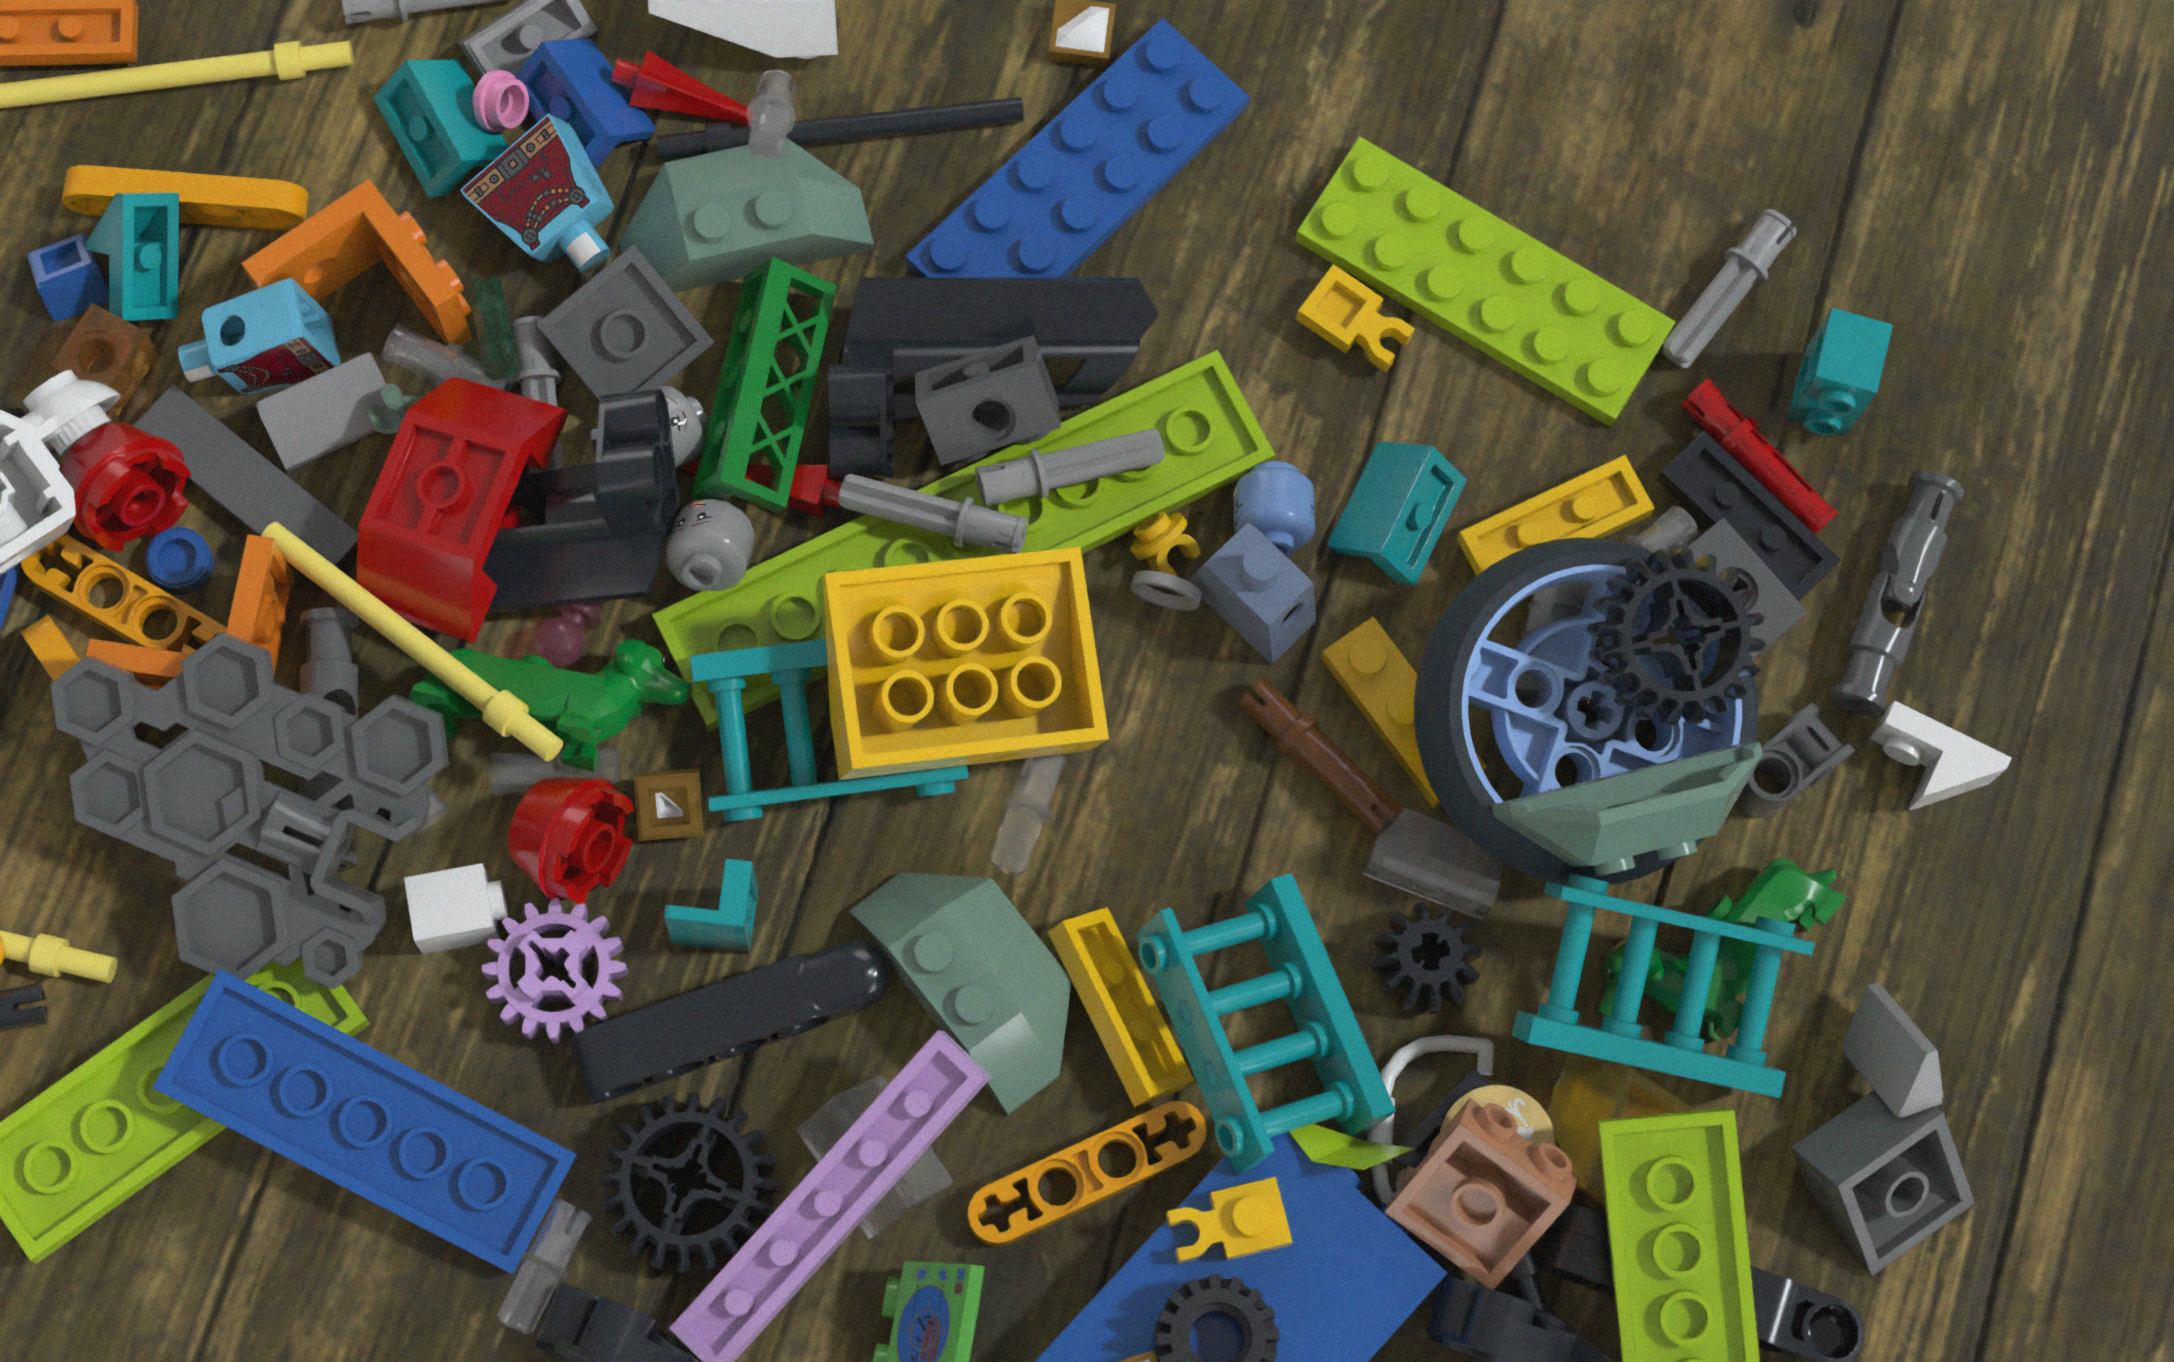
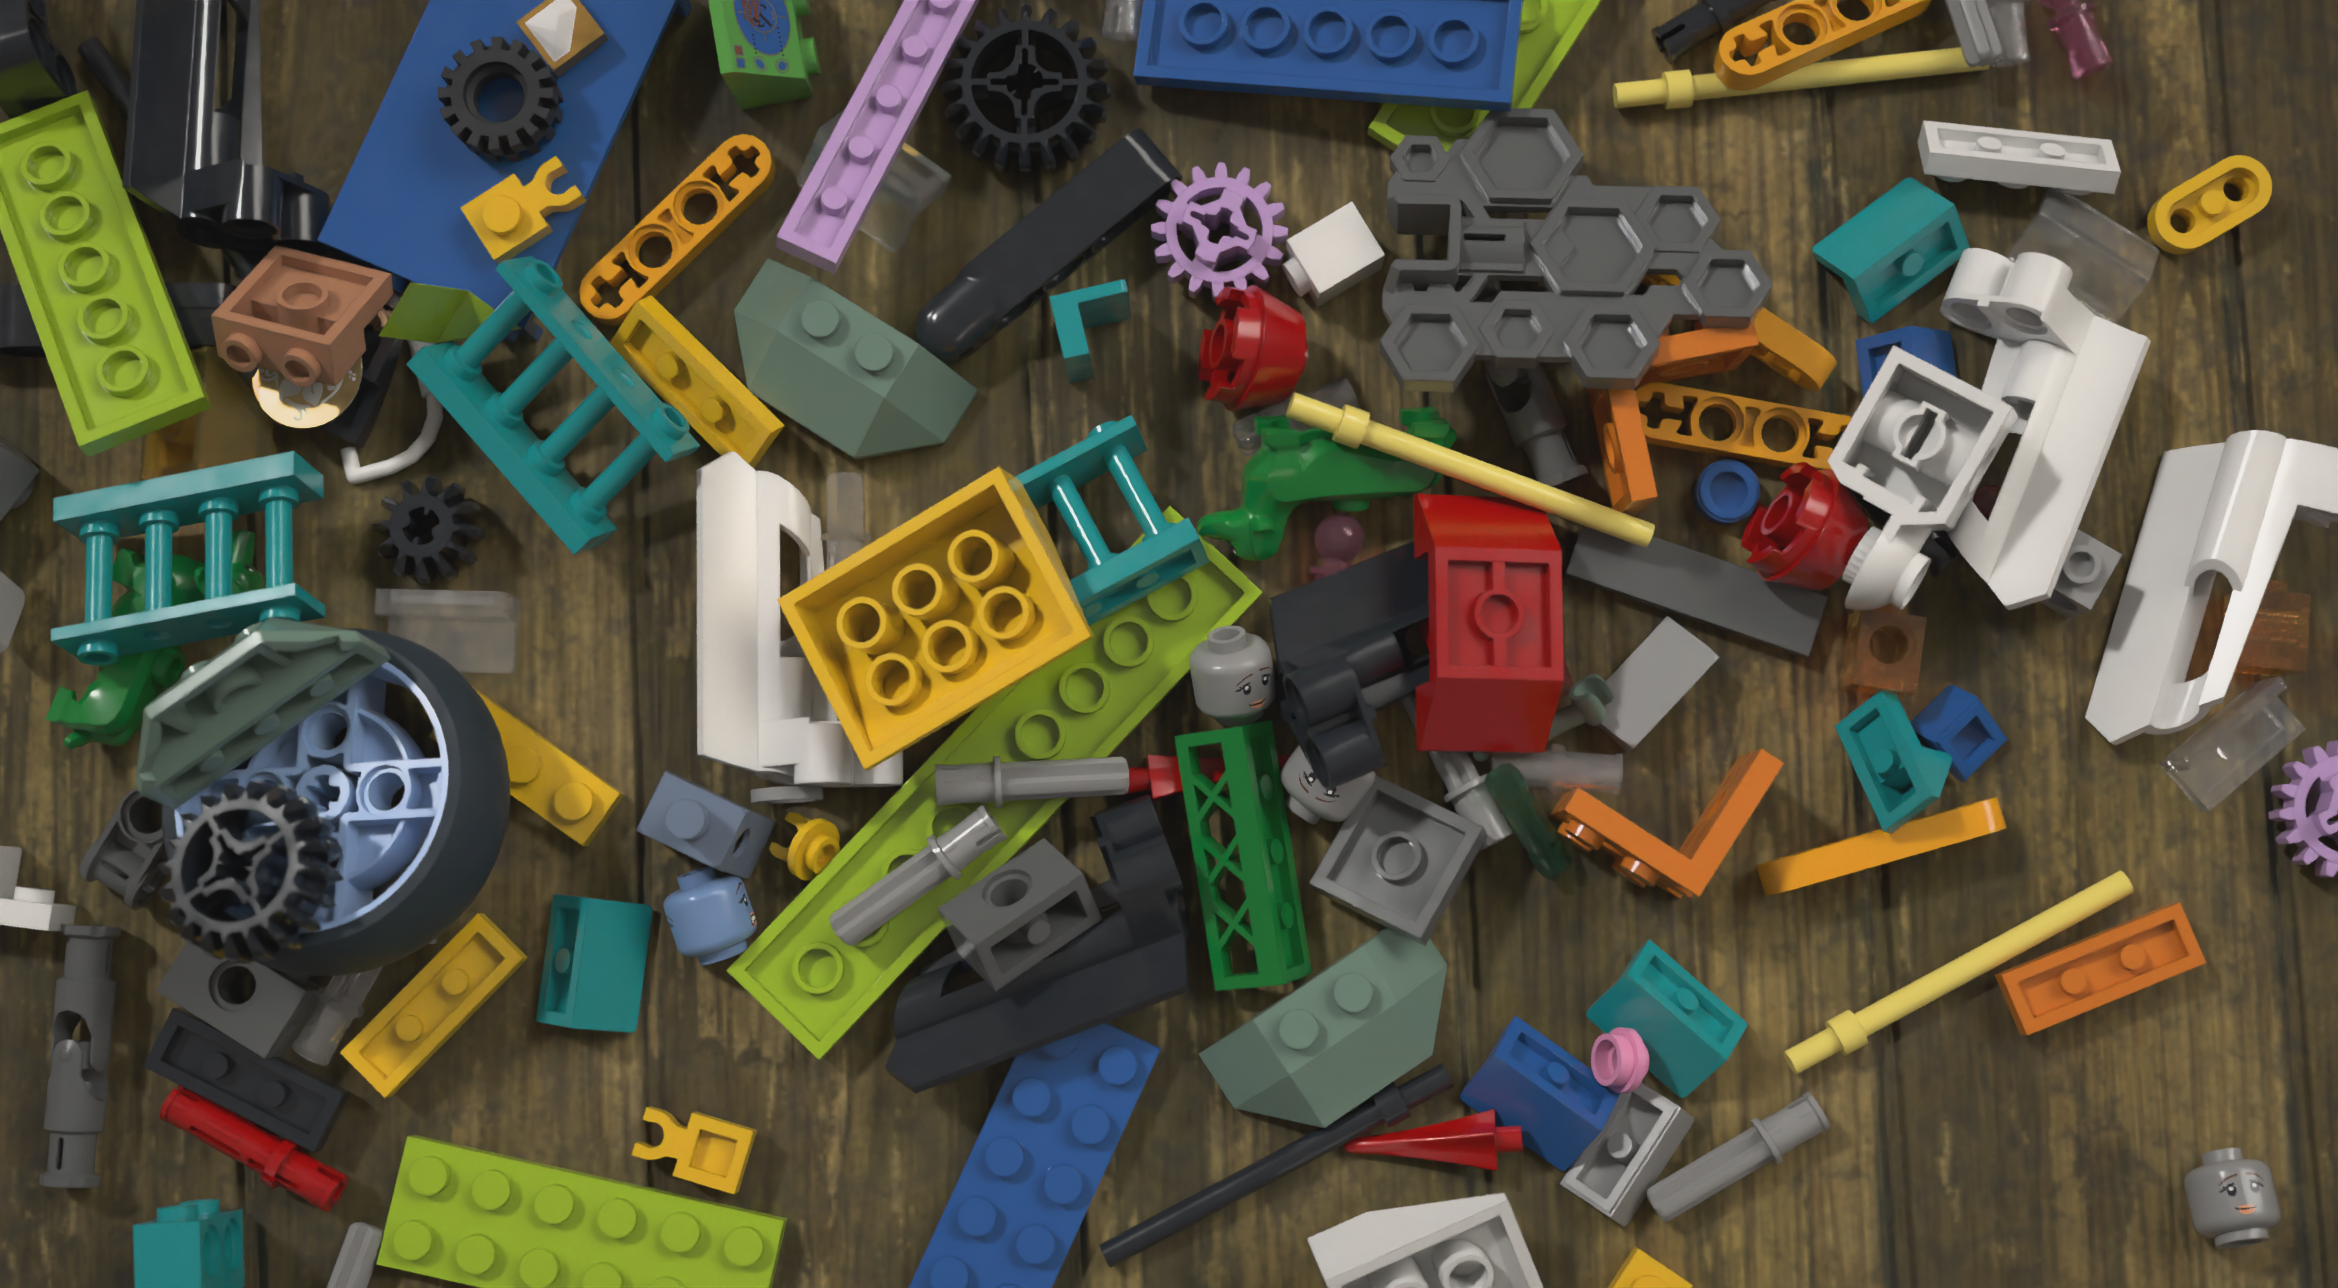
camera: 175 degrees right, 10 degrees up
(263, 340) = (1738, 720): medium azure torso -> none
(546, 196) = (1531, 971): torso -> none
(669, 804) = (1178, 423): pearl gold tile -> none
(771, 113) = (1345, 1141): clear axle -> none
(1157, 699) = (758, 693): none -> white panel
(1326, 762) = (610, 698): reddish brown pin -> none

